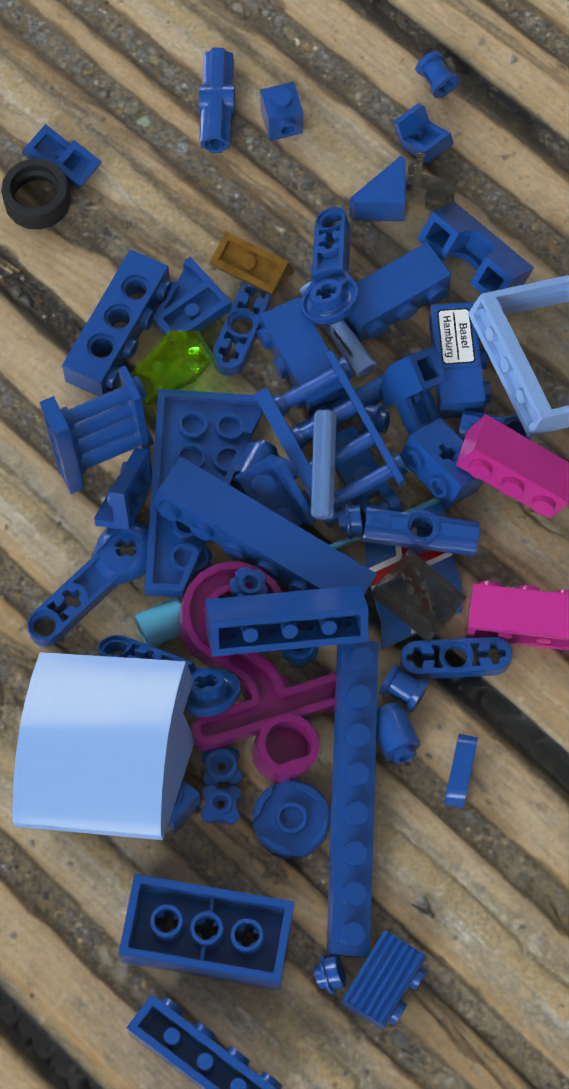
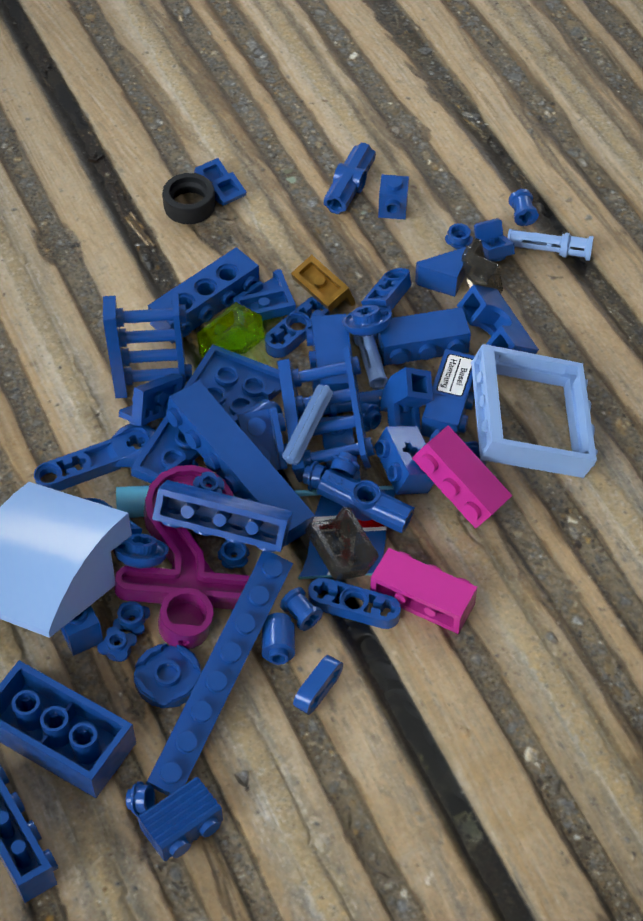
camera: 20 degrees right, 15 degrees down
(381, 132) = (459, 236): none -> blue plate
(382, 497) = (345, 464): none -> blue plate
(503, 110) = (564, 244): none -> light blue pin

